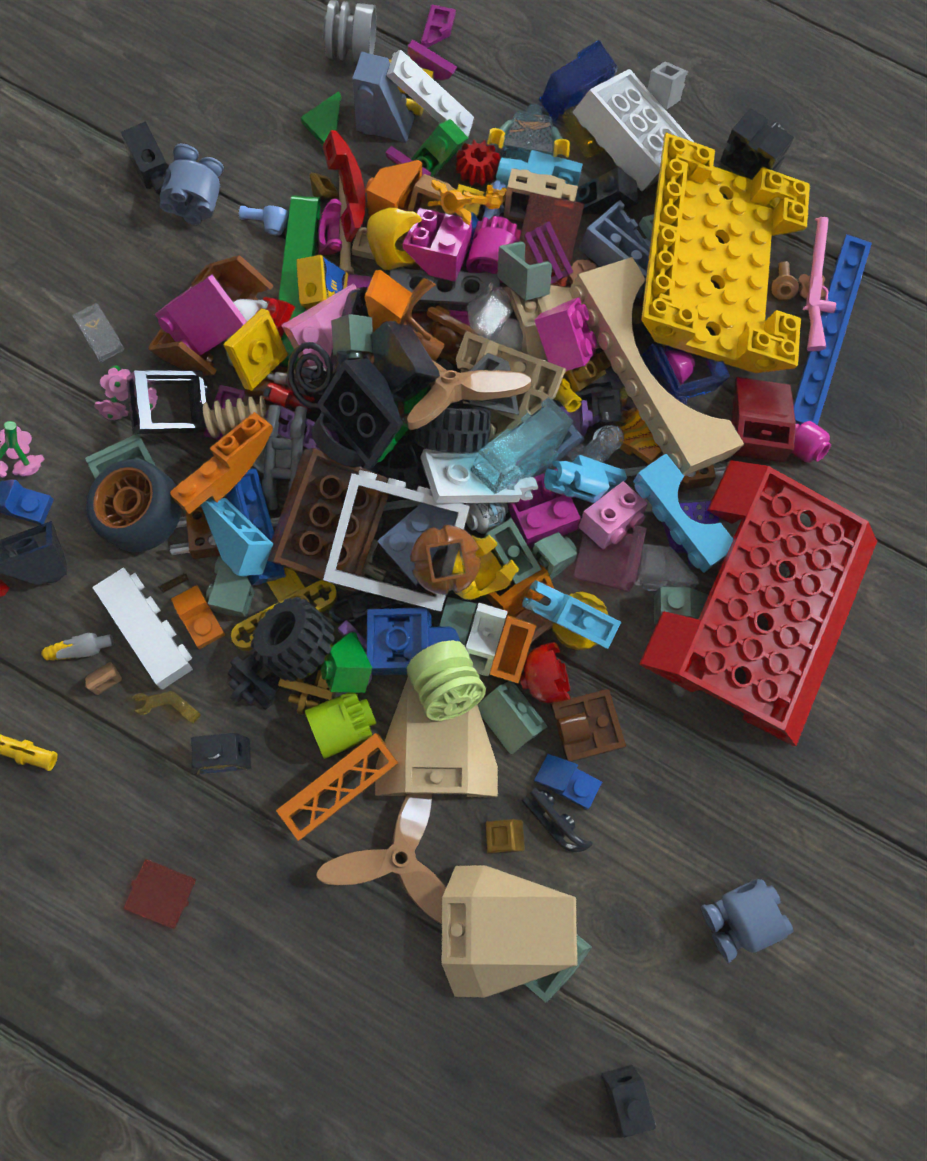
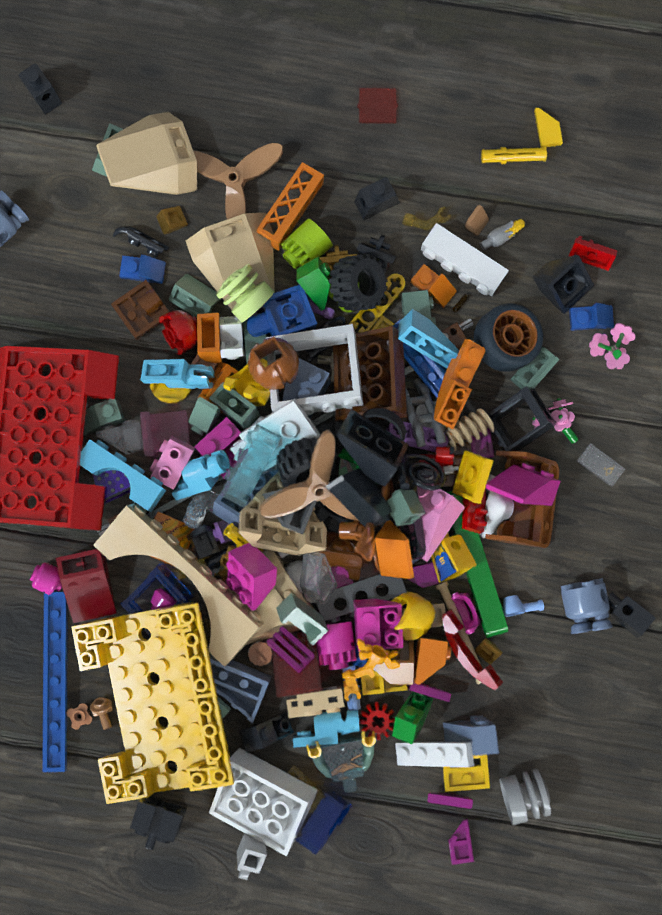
camera: 165 degrees right, 10 degrees up
(323, 118) = (514, 713): green tile -> none
(813, 304) = (73, 695): bright pink piece -> none

